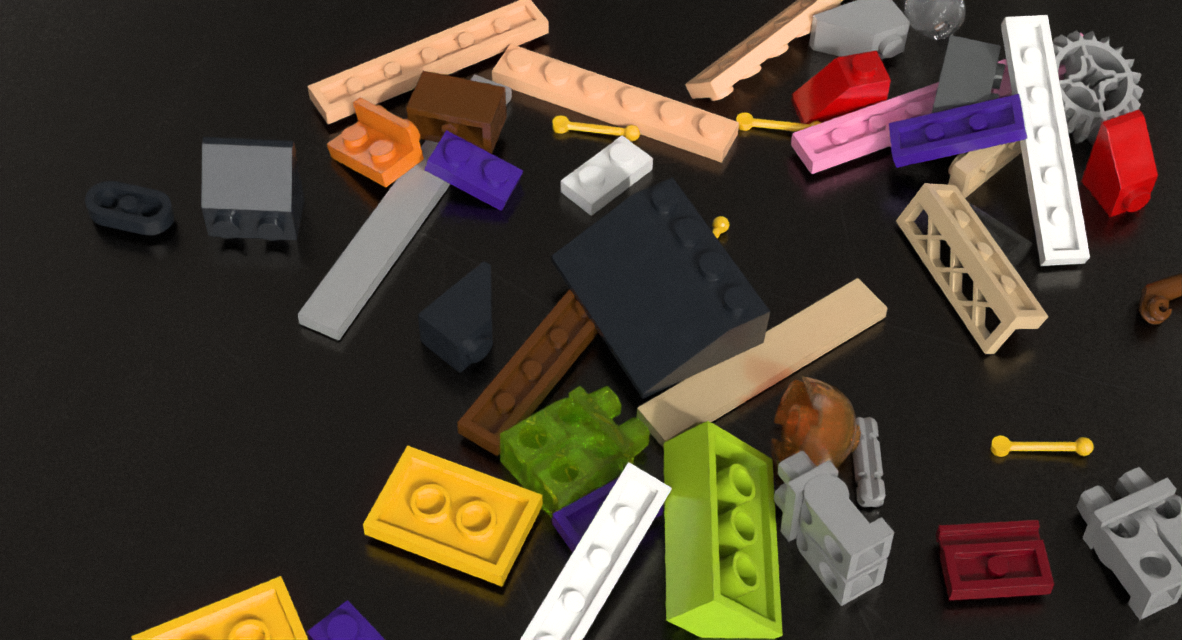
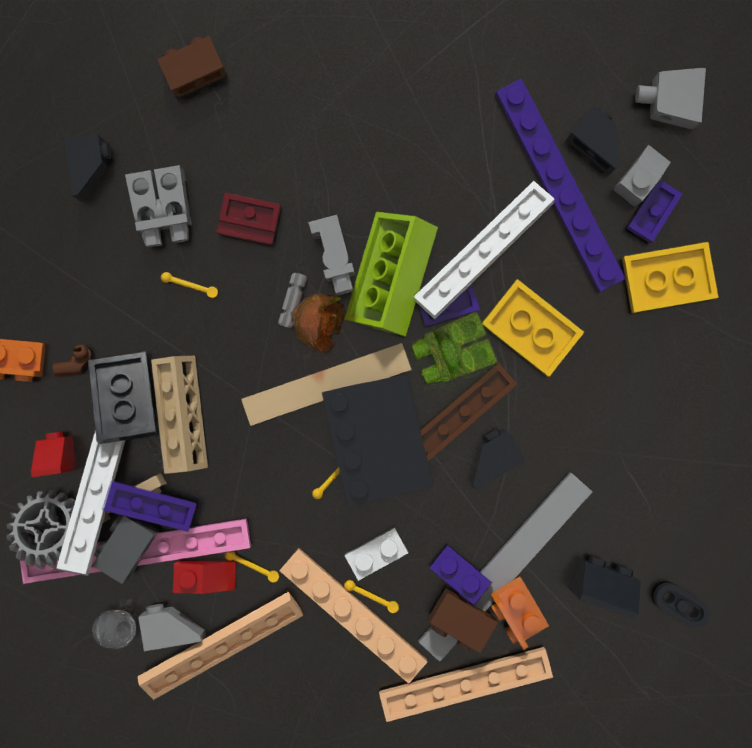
camera: 165 degrees left, 35 degrees up
(1065, 257) = (122, 398): none -> black plate

